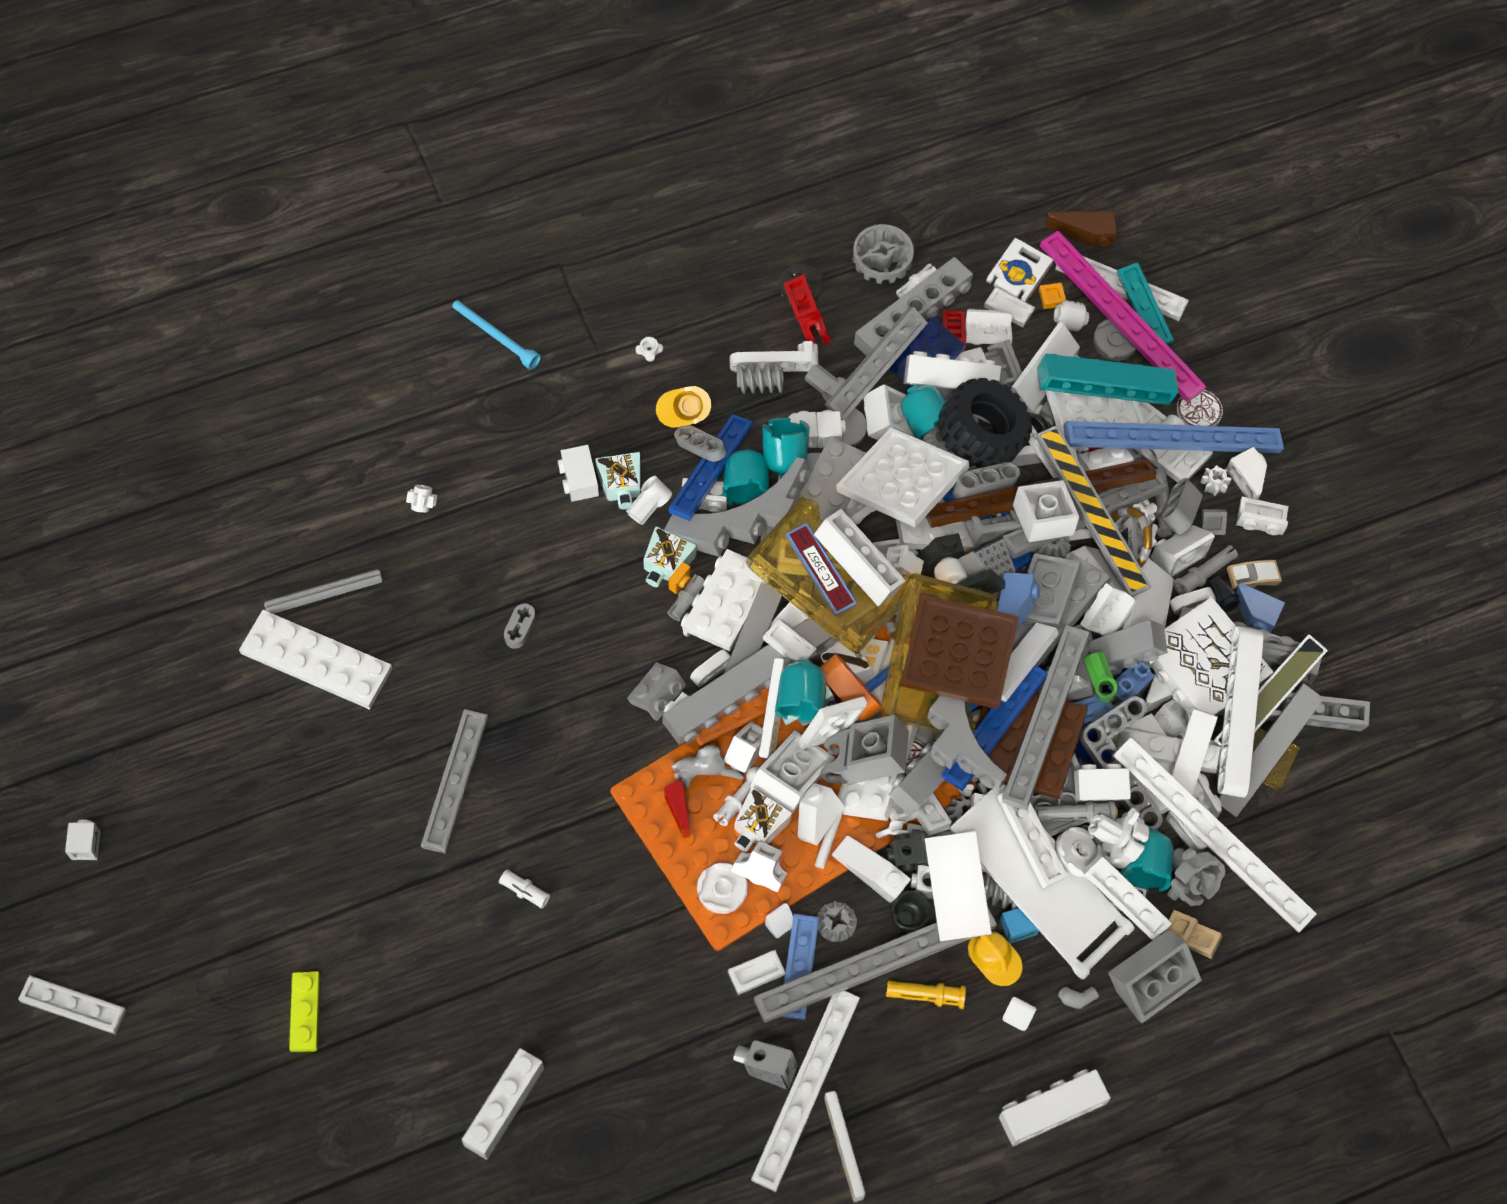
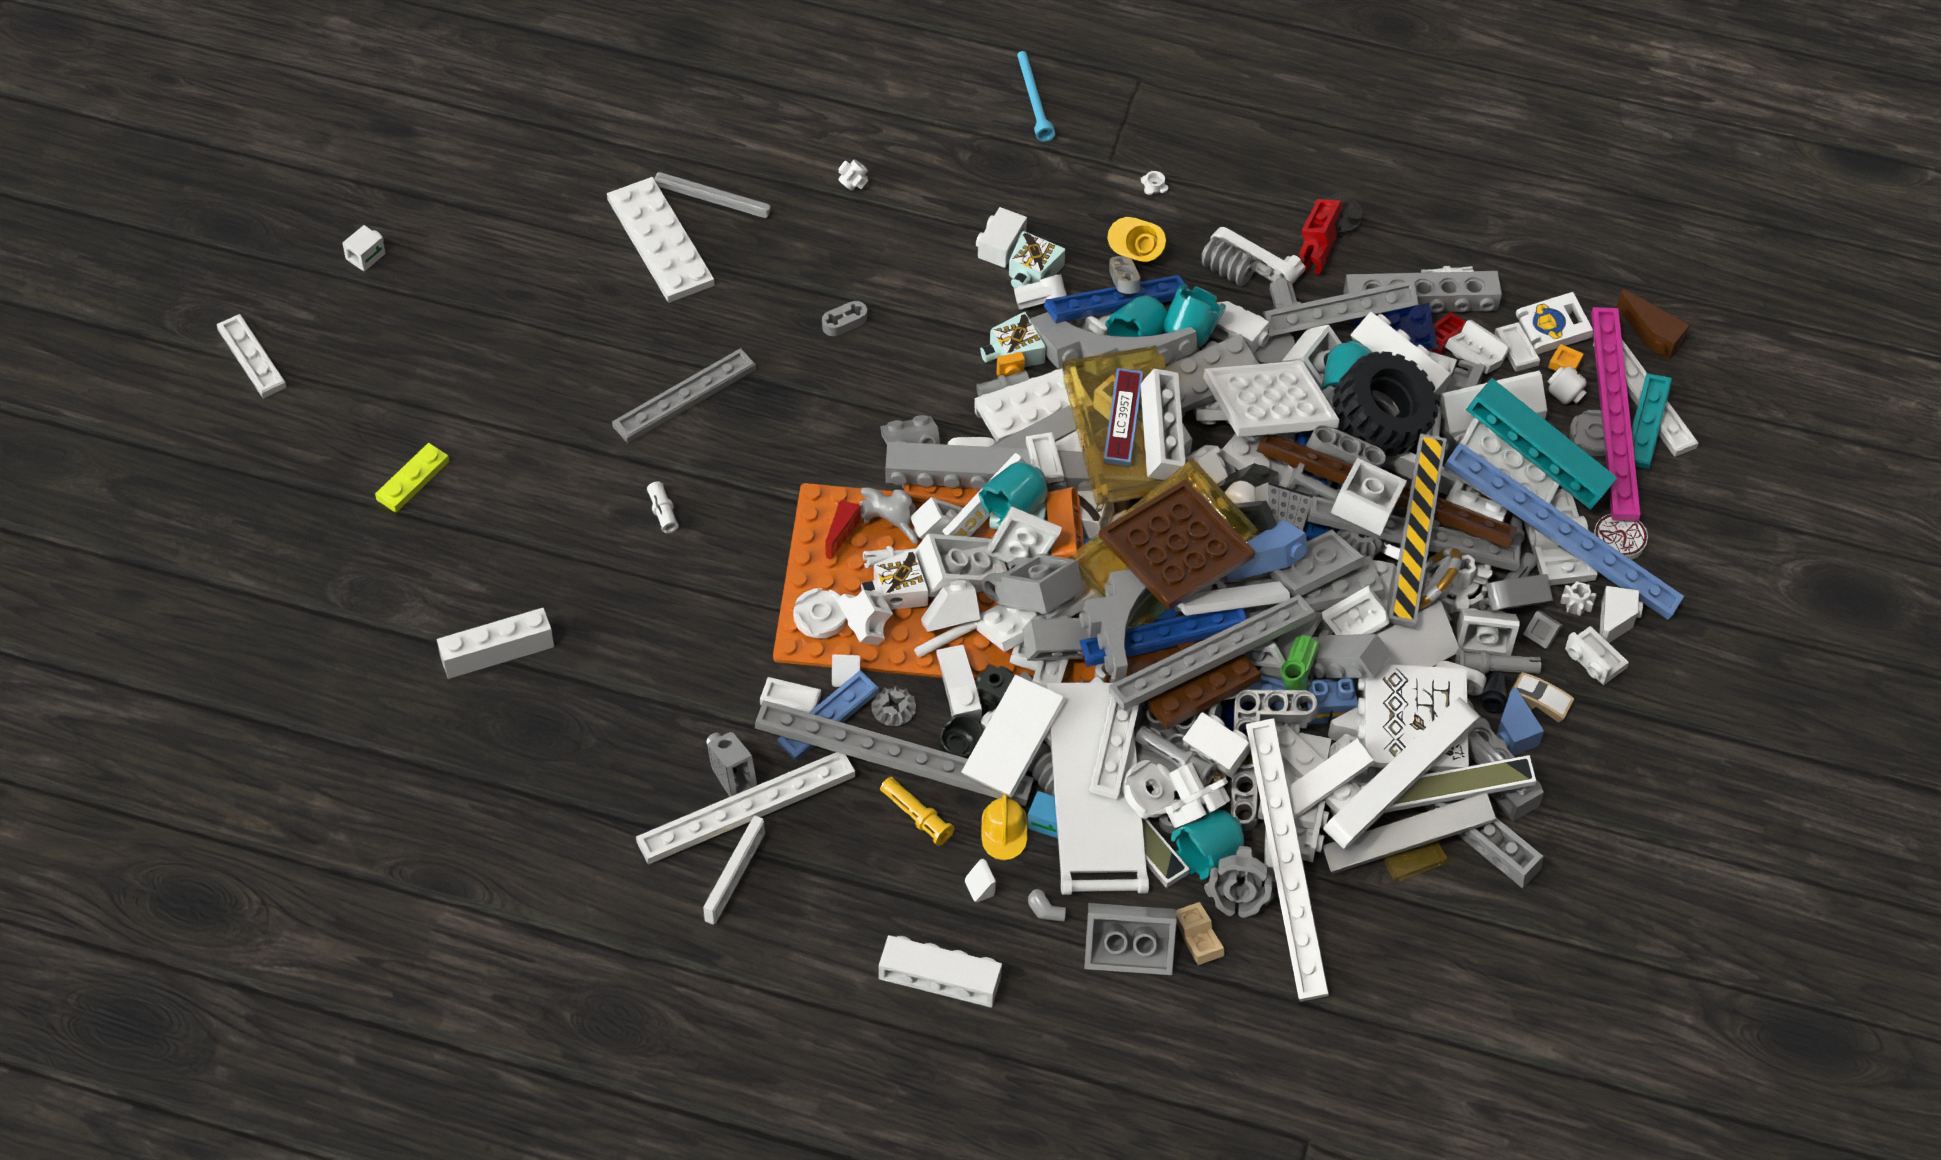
camera: 40 degrees right, 10 degrees down
(879, 248) = (1438, 228): light grey gear -> none
(894, 828) = (1007, 661): white hand -> none
(1126, 897) = (1158, 852): white plate -> none

